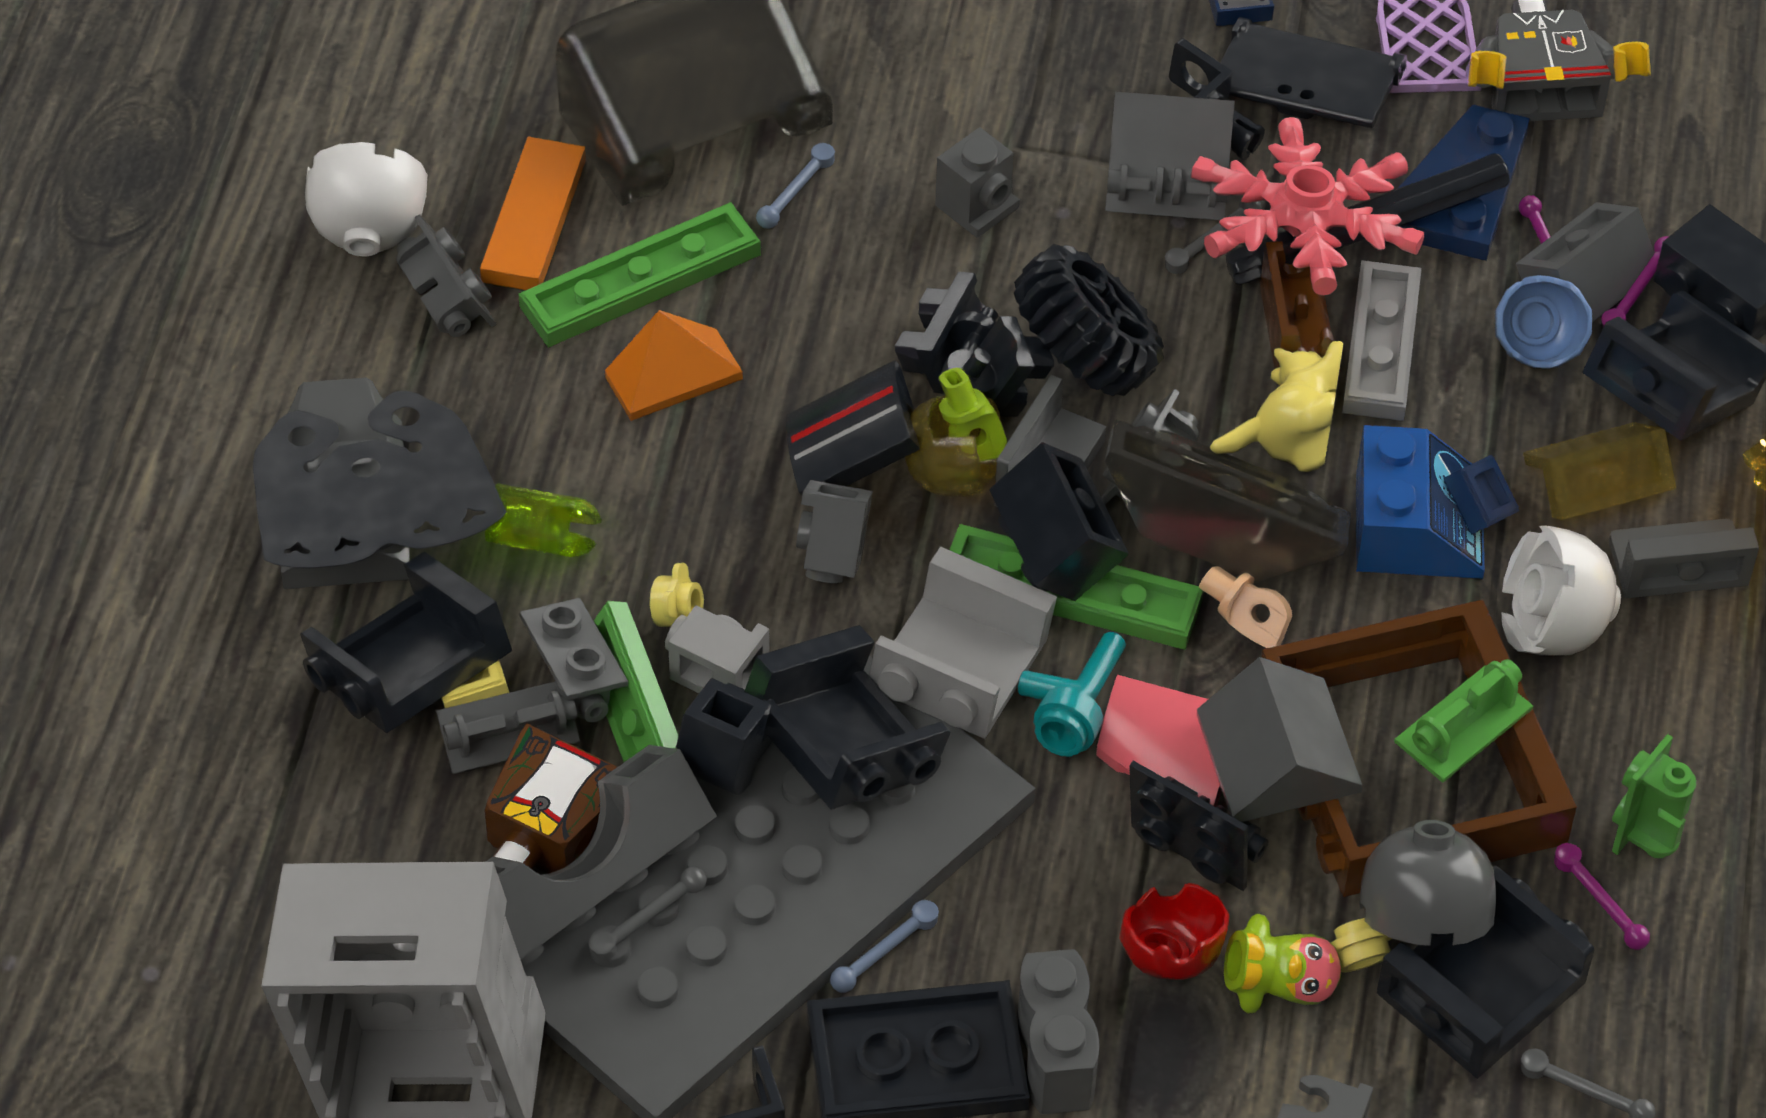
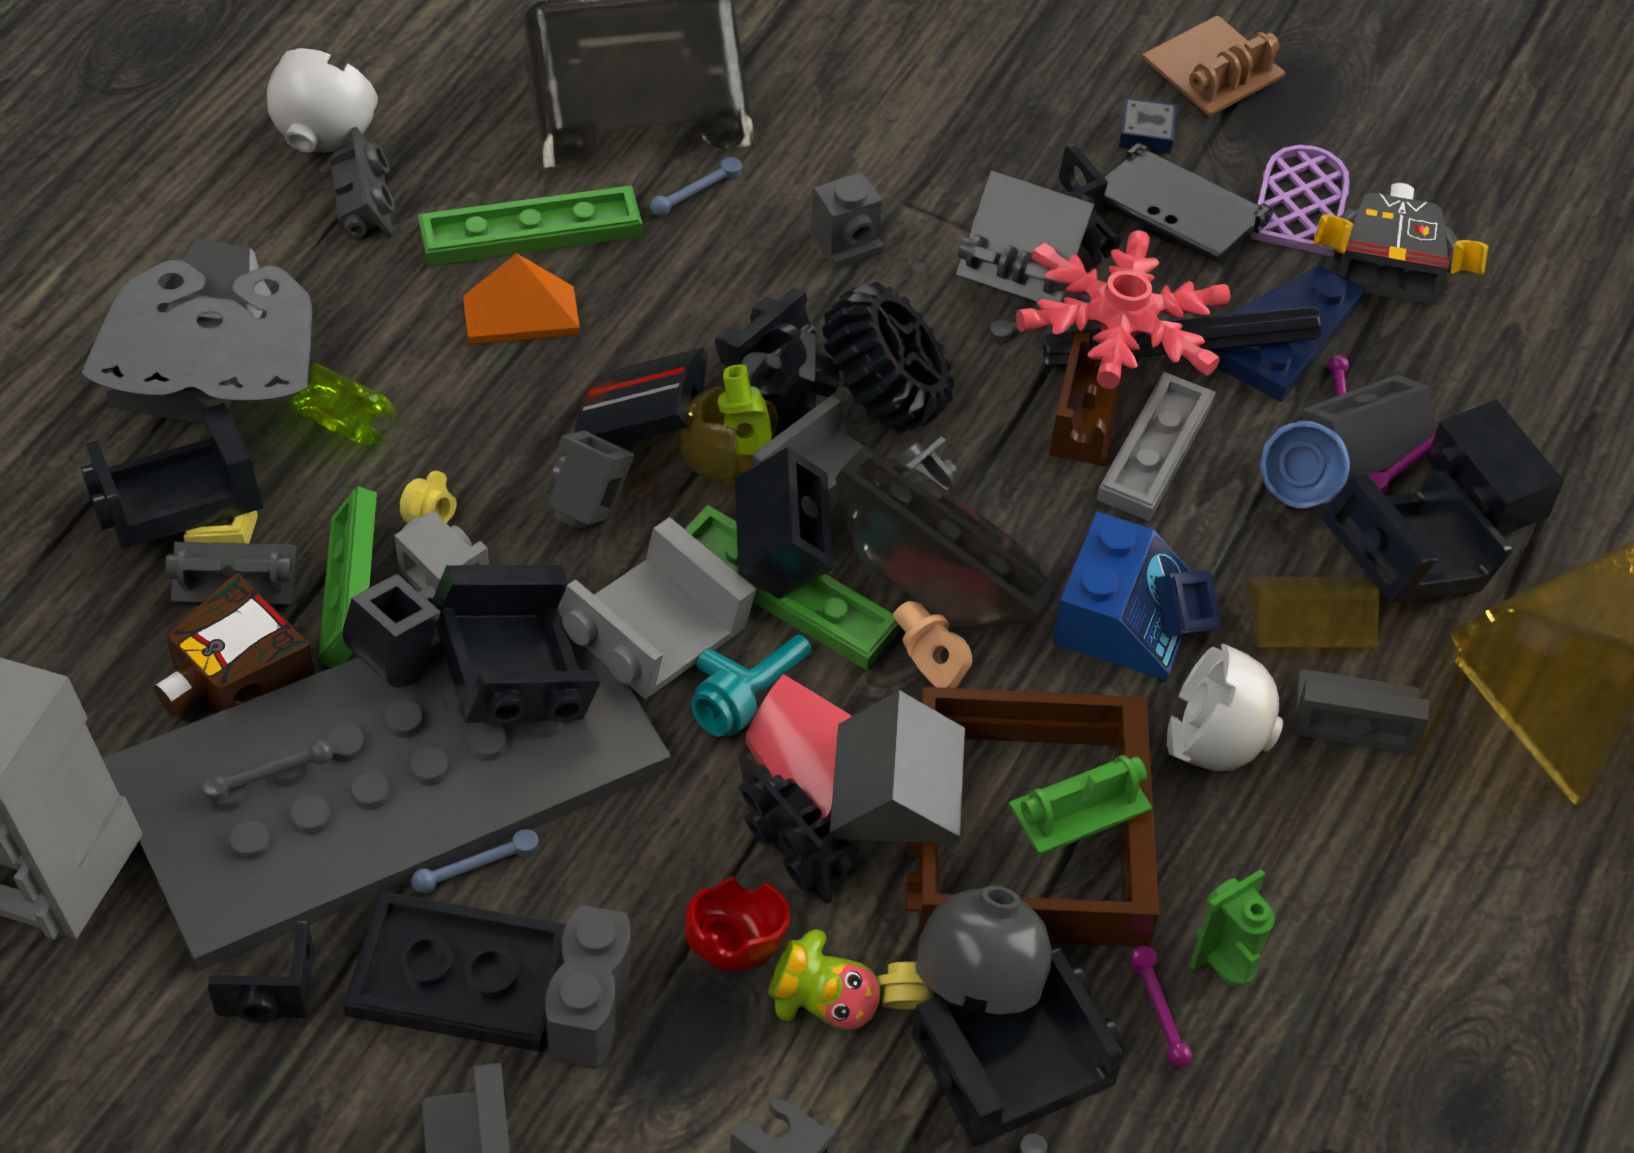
camera: 15 degrees right, 0 degrees up
(533, 214) = (463, 154): orange tile -> none
(575, 655) = (312, 527): dark grey hinge -> none
(645, 812) = (301, 679): dark grey arch -> none
(1295, 416) = (1044, 489): light yellow animal -> none

